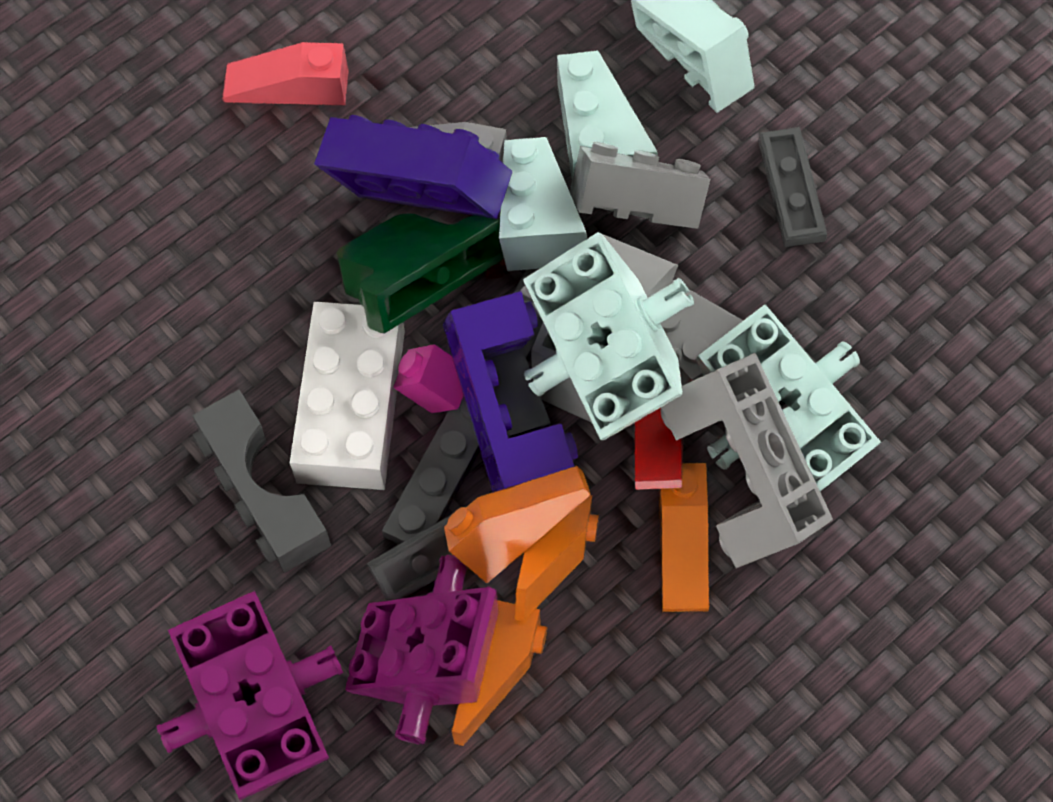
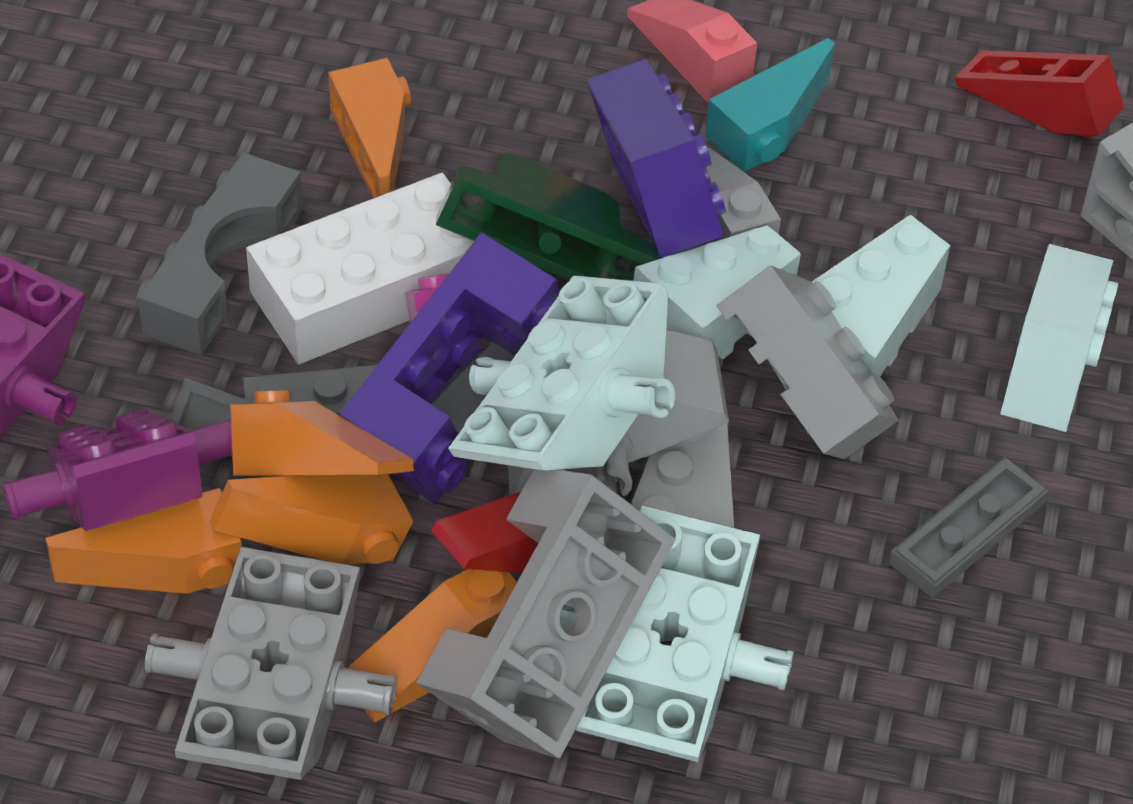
camera: 50 degrees right, 15 degrees down
(210, 315) = (370, 114): none -> orange slope
(390, 74) = (764, 112): none -> teal slope
(621, 613) = (272, 666): none -> light grey slope

